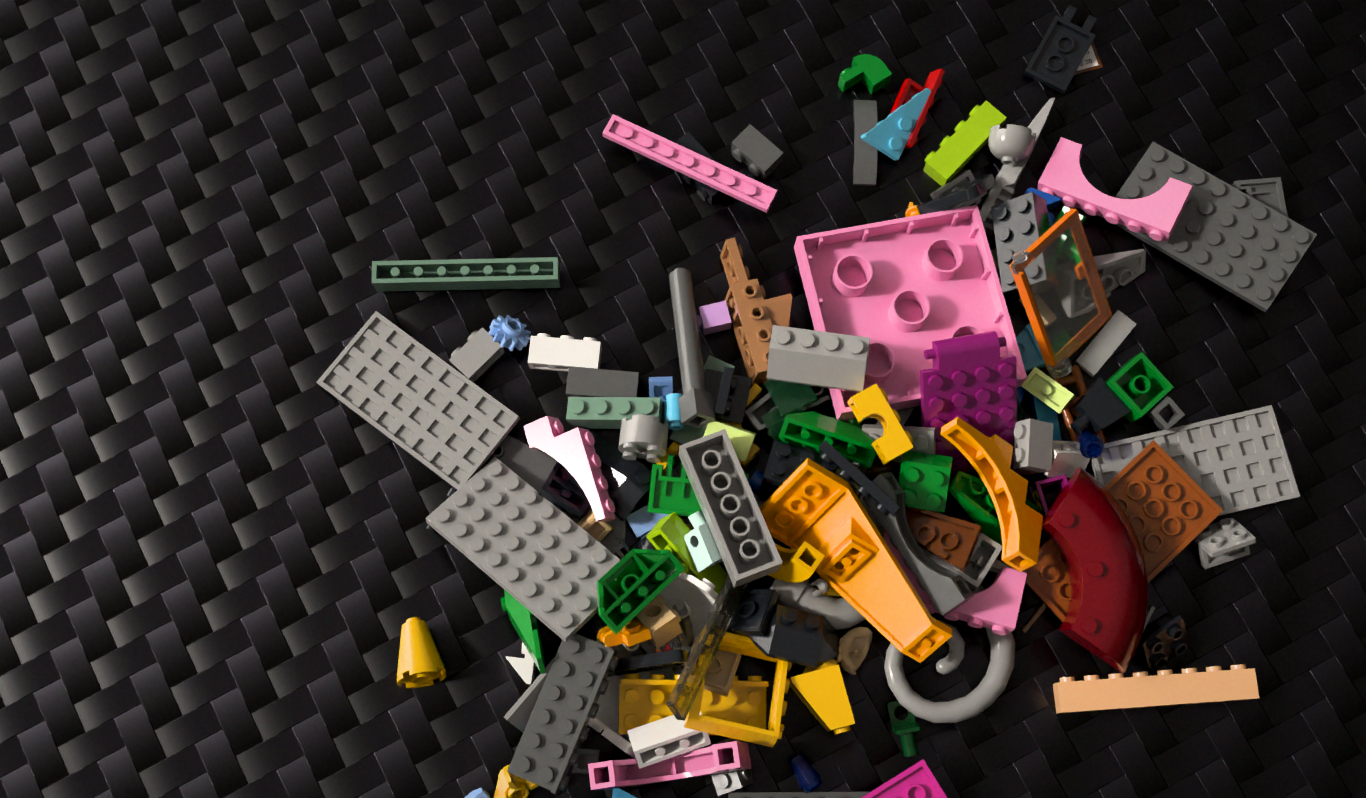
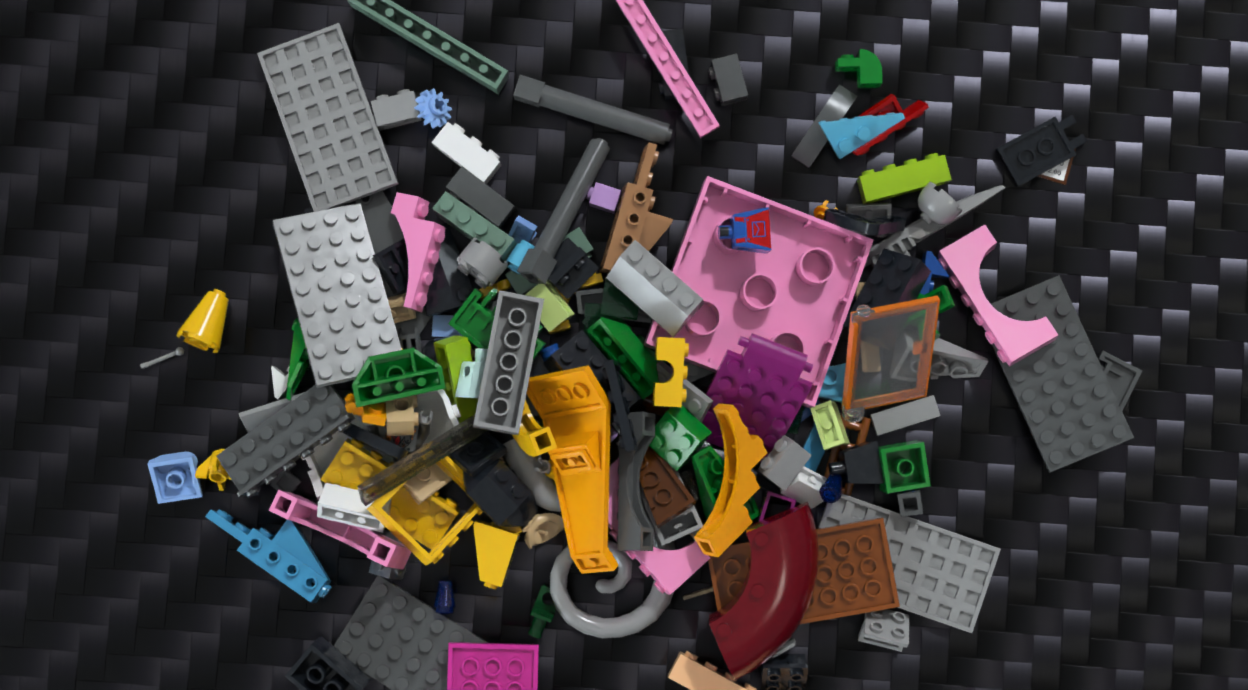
camera: 30 degrees right, 10 degrees up
(406, 701) = (179, 351): none -> light grey hinge
(593, 264) = (538, 94): none -> dark grey brick
(867, 259) = (748, 231): none -> torso

